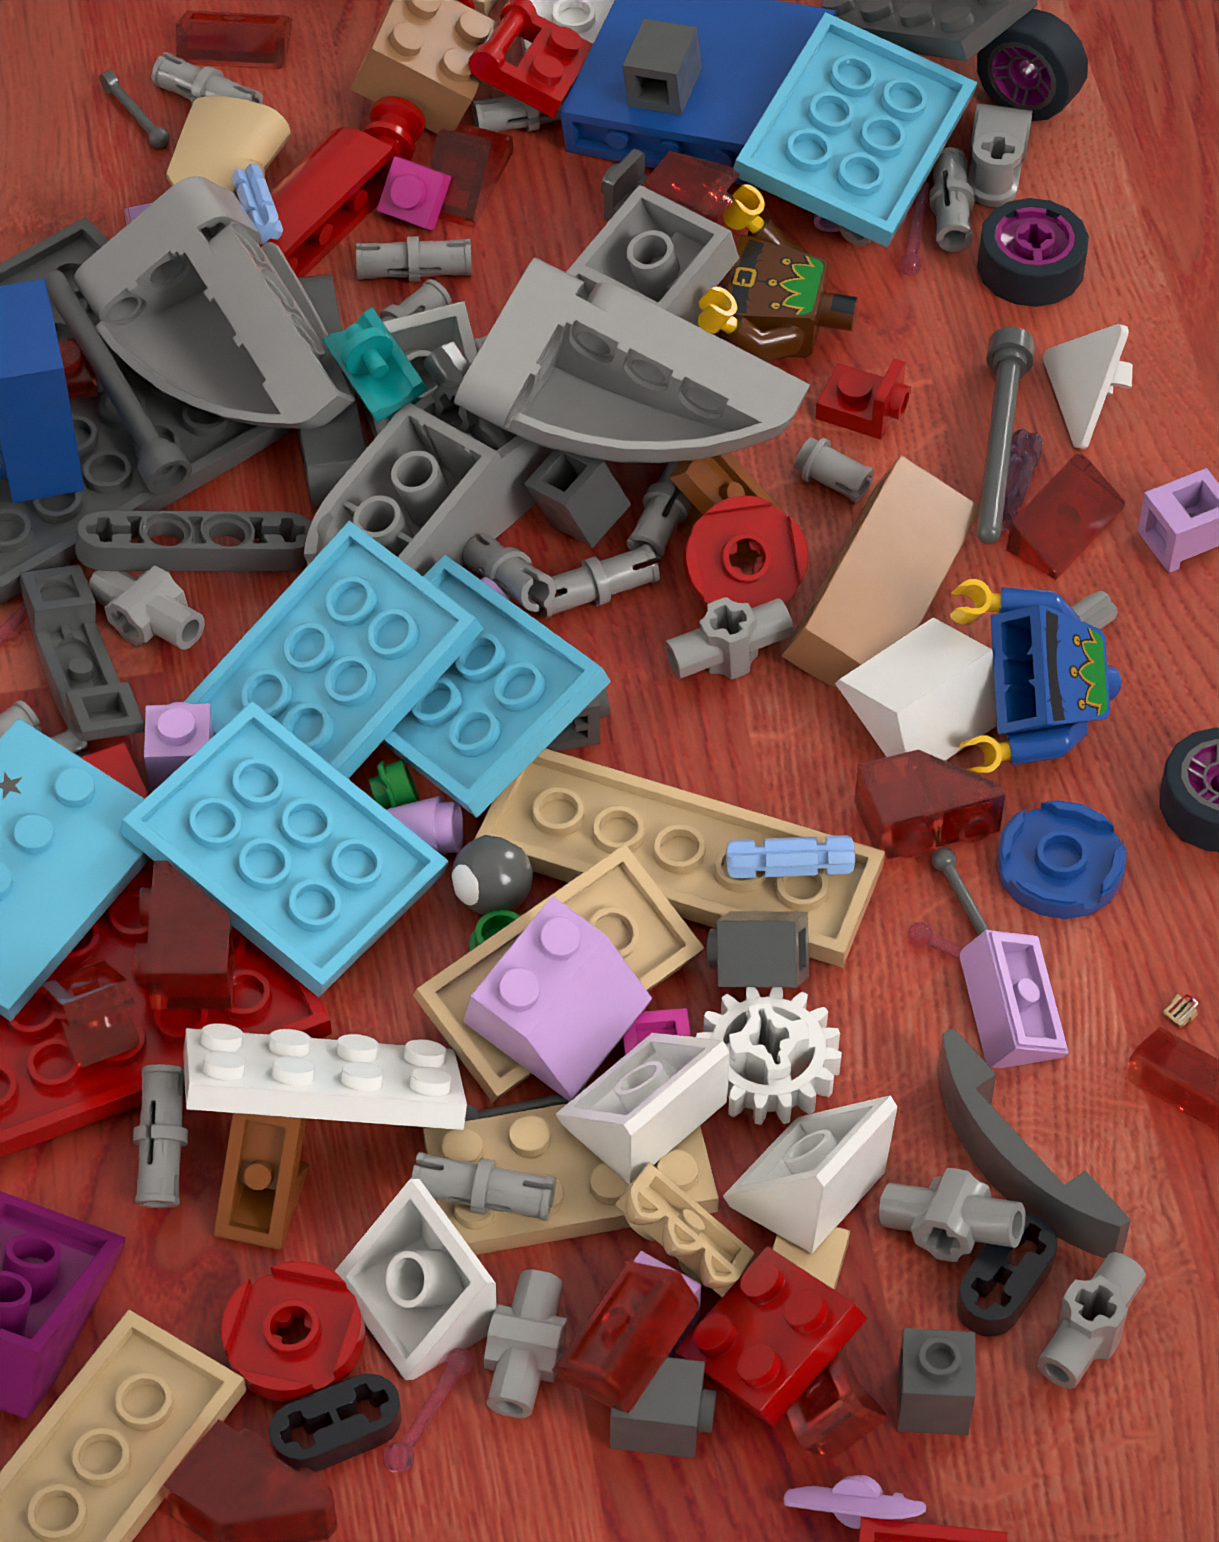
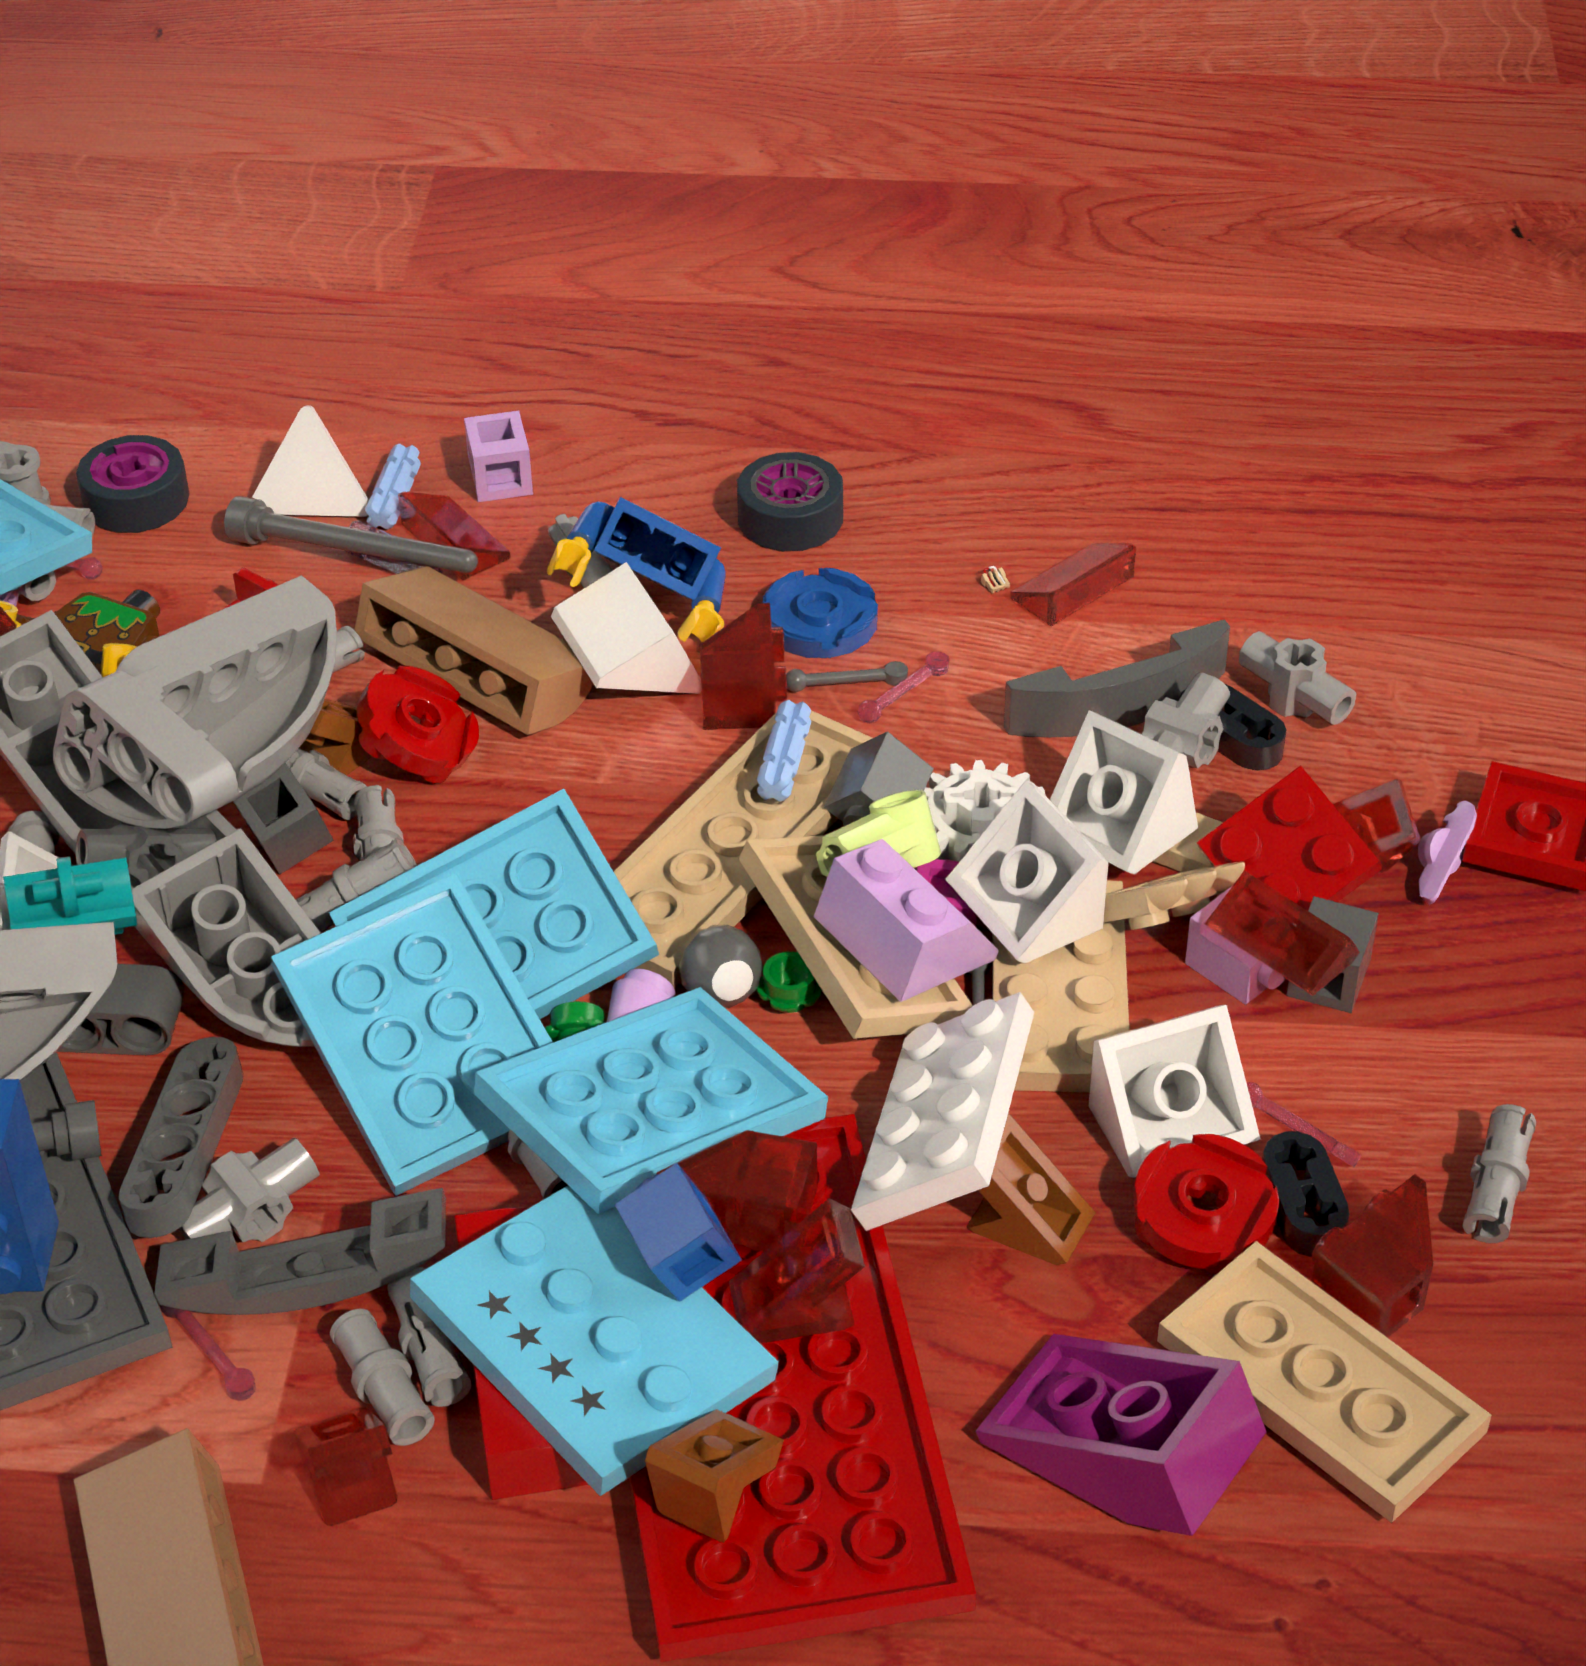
camera: 75 degrees left, 10 degrees down
(89, 884) = (677, 1232): none -> blue brick
(160, 1136) = (959, 1268): light grey pin -> none
(173, 736) = (473, 1172): lavender brick -> none
(486, 1186) = (1091, 1017): light grey pin -> none
(525, 1343) = (1263, 1034): light grey axle -> none
(680, 968) = (898, 819): none -> yellowish green piece
(728, 638) = (500, 757): light grey axle -> none
(936, 1381) = (1345, 760): dark grey brick -> none
(1012, 999) = (958, 667): lavender slope -> none
(1123, 451) = (394, 478): none -> light blue axle

